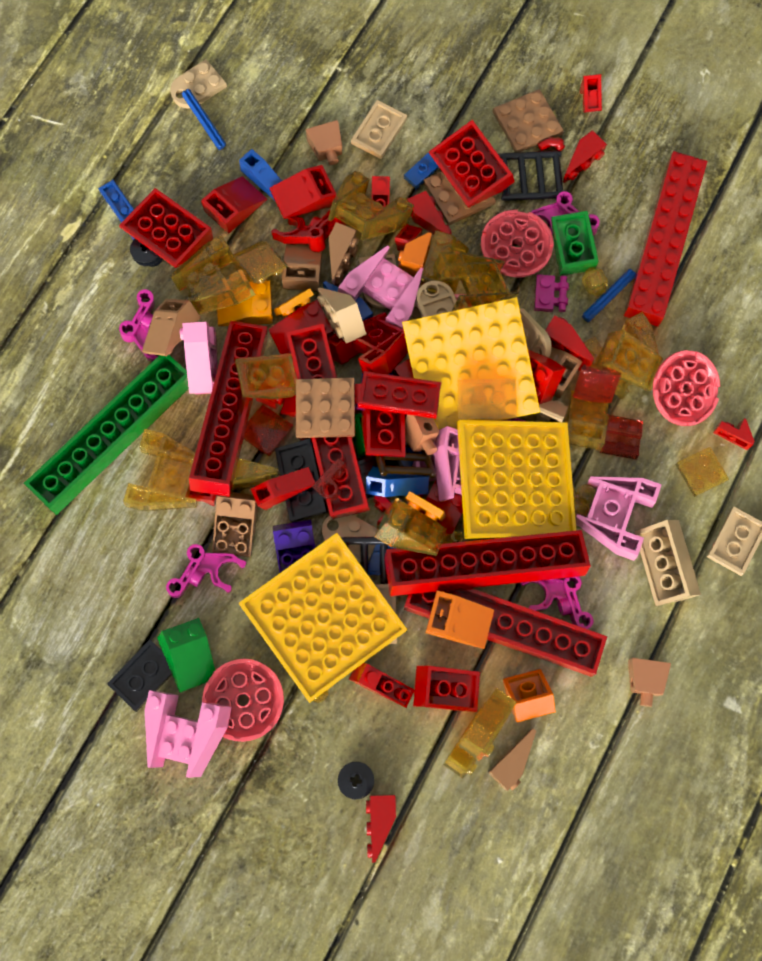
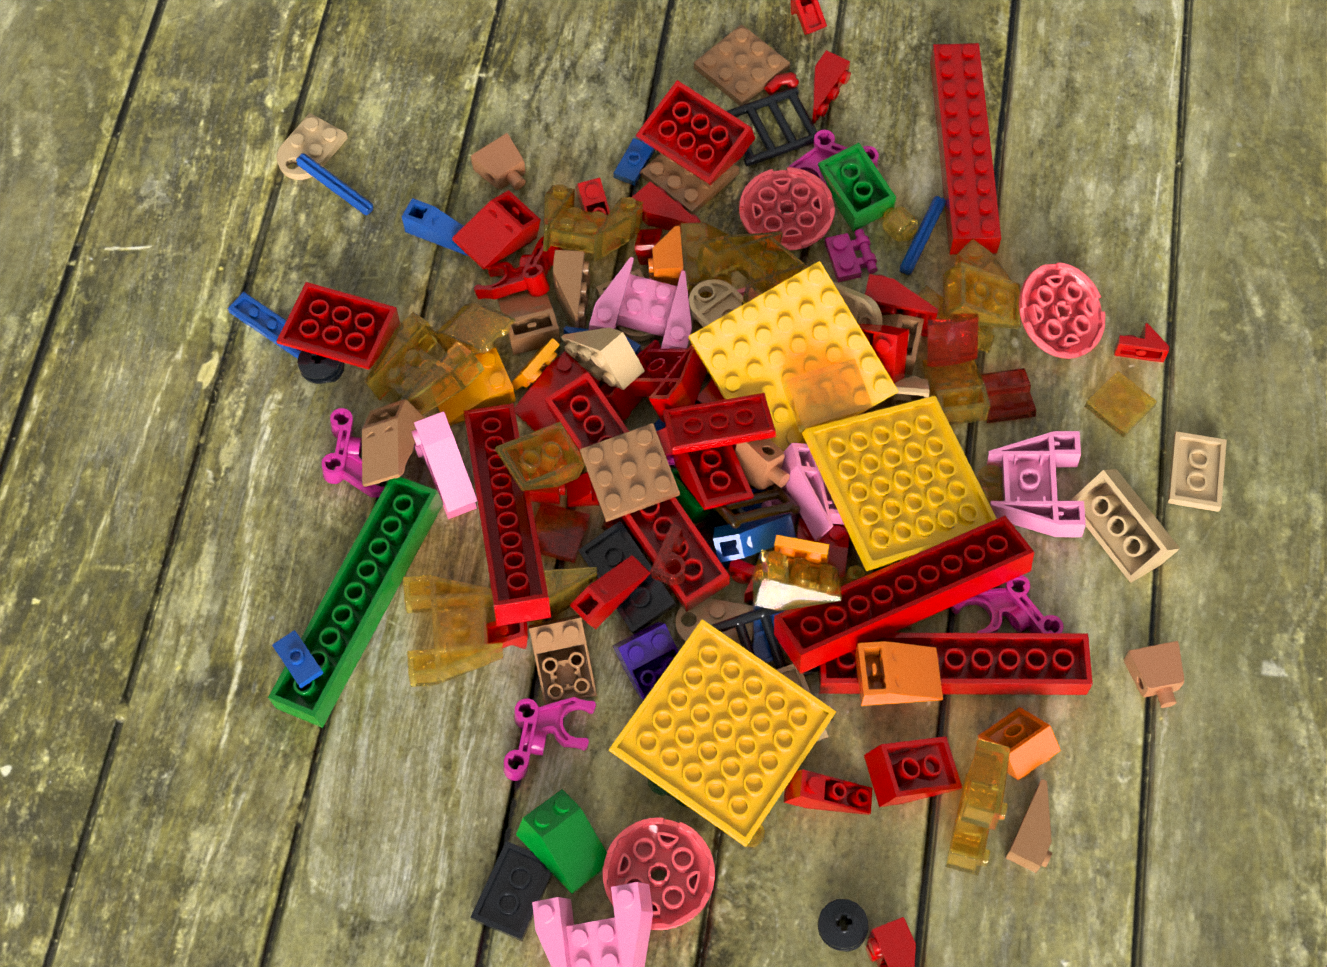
camera: 15 degrees left, 10 degrees down
(51, 463) = (297, 659): none -> blue plate
(232, 203) = (409, 272): red slope -> none
(379, 129) = (561, 129): tan plate -> none

